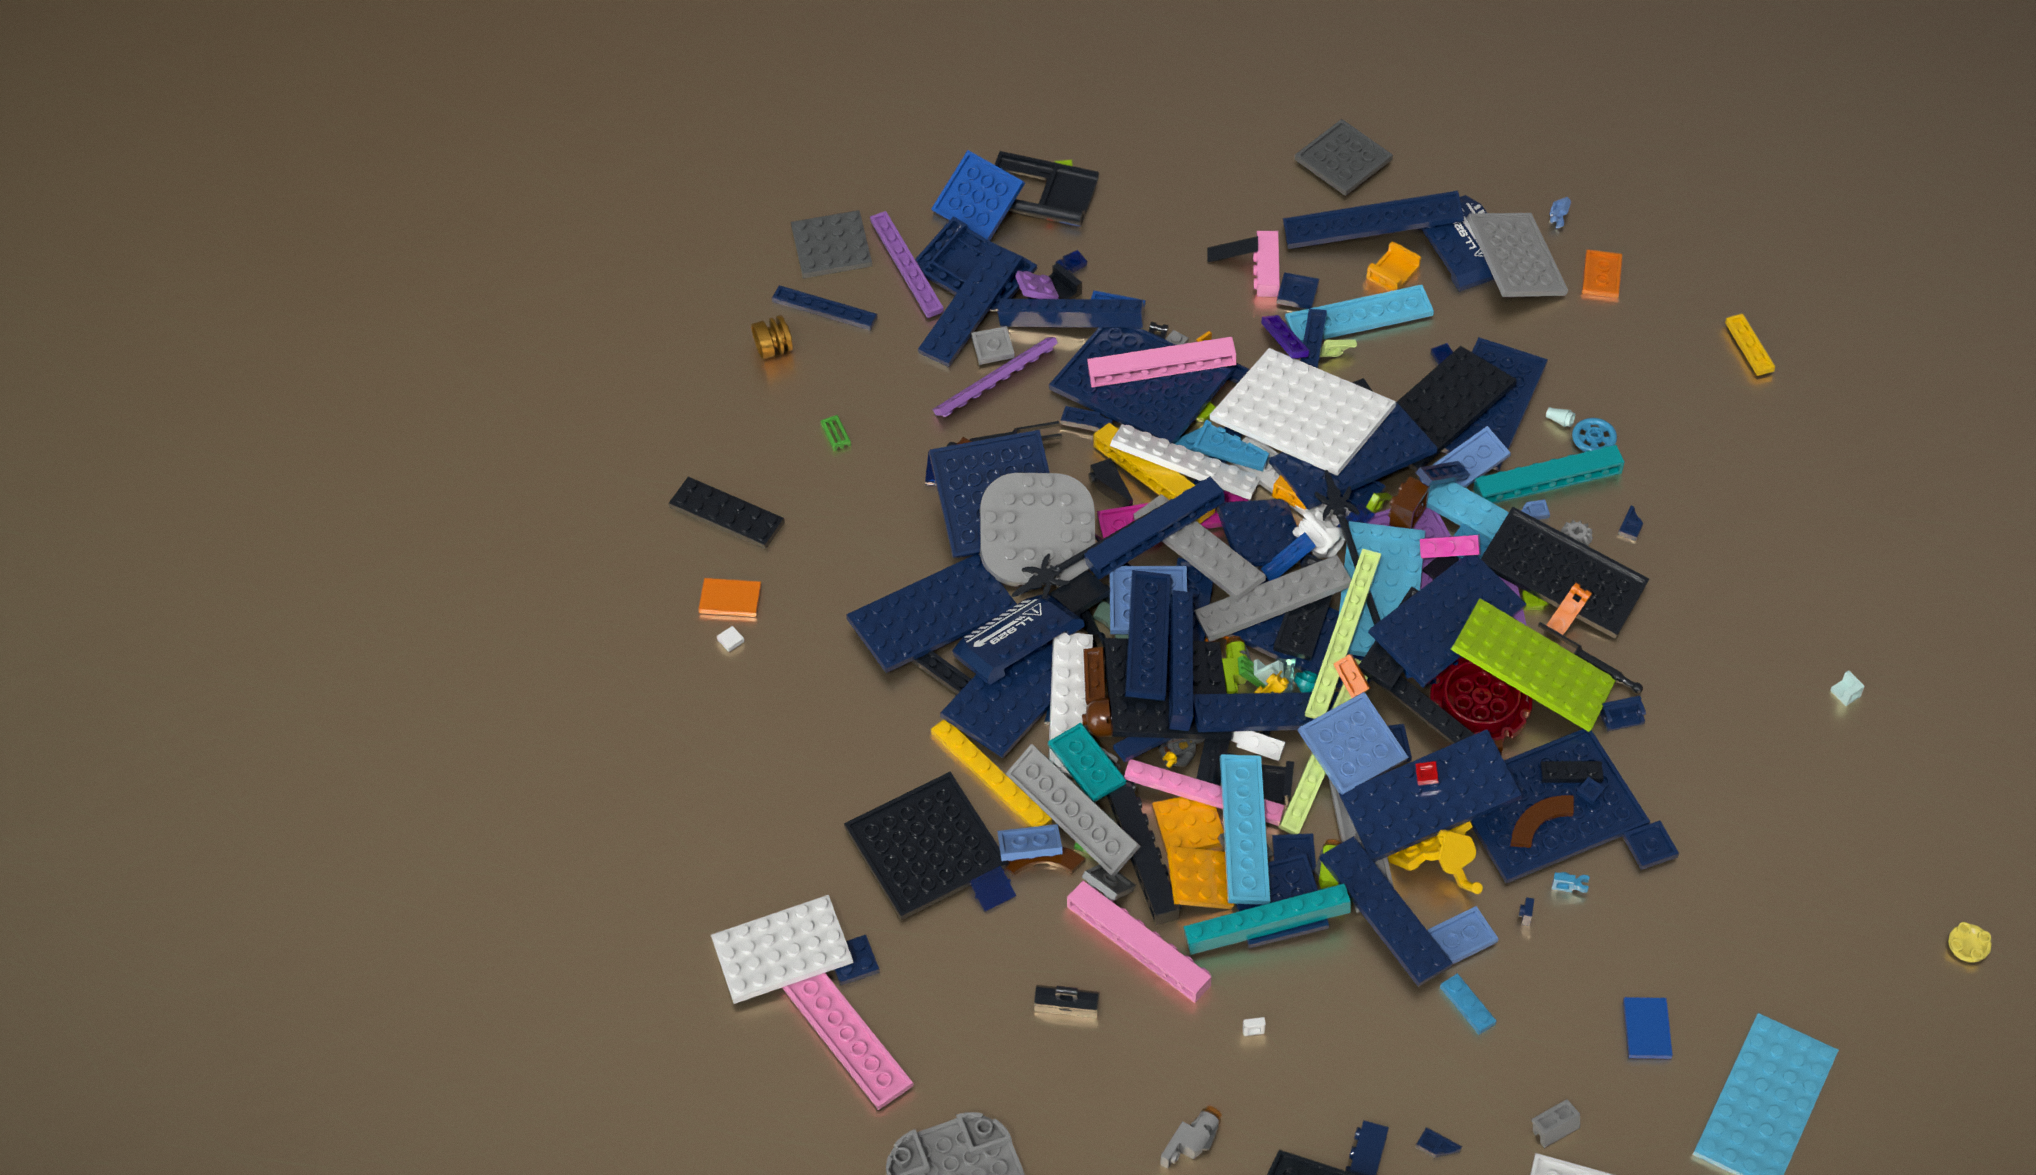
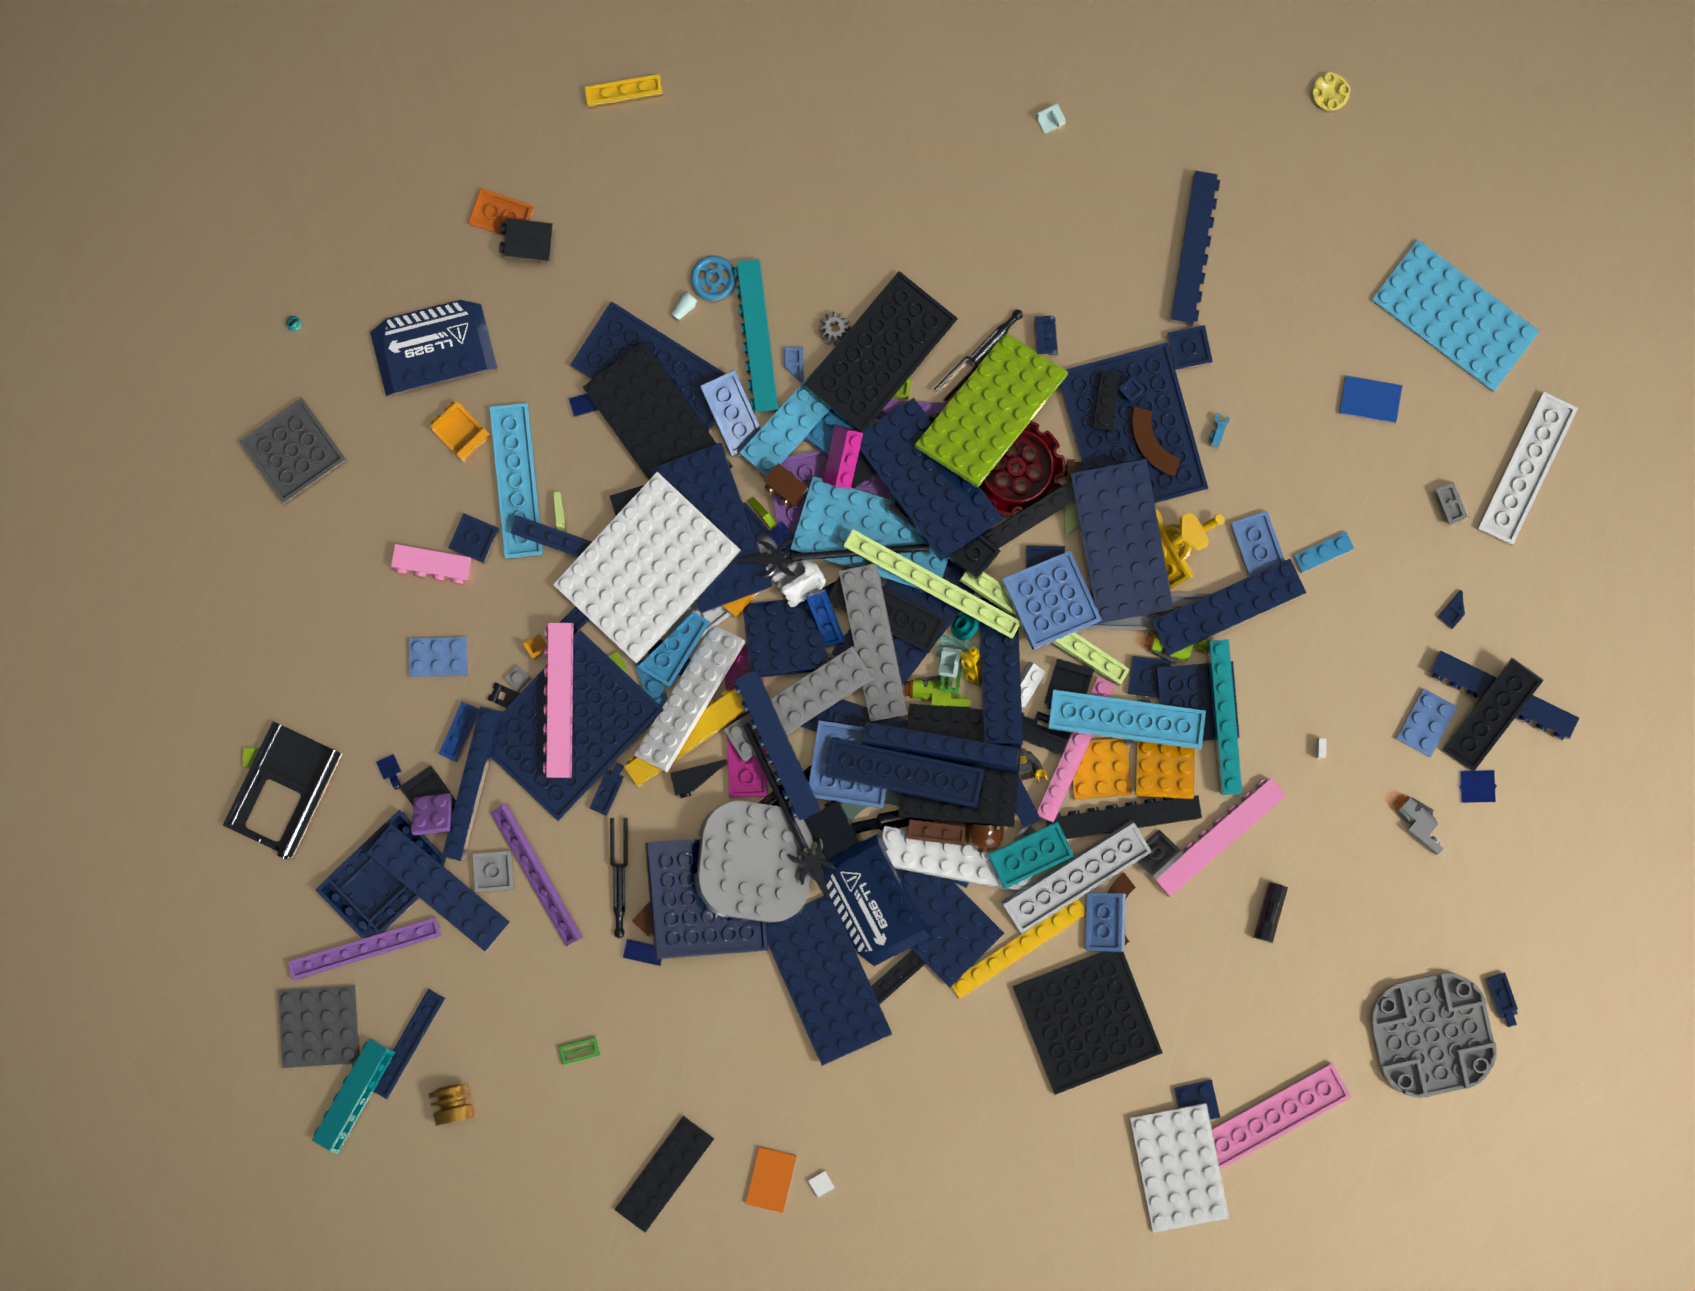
camera: 85 degrees left, 30 degrees up
(771, 270) = (353, 1096): none -> teal brick
(978, 195) = (292, 859): blue plate -> none
(992, 888) = (1144, 963): clear blue piece -> none
(1182, 282) = (438, 657): none -> medium blue plate
(1232, 249) = (406, 596): black sticker -> none
(1285, 336) = (540, 565): dark purple plate -> none
(1305, 1133) = (1426, 722): none -> medium blue plate
(1351, 676) = (985, 586): plate -> none
(1373, 219) = (396, 439): dark blue plate -> none
(1427, 773) = (1107, 540): red plate -> none
(1442, 473) = (759, 445): dark blue plate -> none
(1457, 144) = (296, 326): none -> teal hinge
(1517, 254) = (469, 299): light grey plate -> none
(1526, 911) = (1242, 478): dark blue plate -> none
(1558, 210) = (409, 238): medium blue plate -> none
(1568, 609) = (928, 359): orange plate -> none
(1584, 289) = (526, 240): none -> black panel
(1631, 525) = (826, 269): dark blue tile -> none
(1757, 833) = (1194, 248): none -> dark blue brick

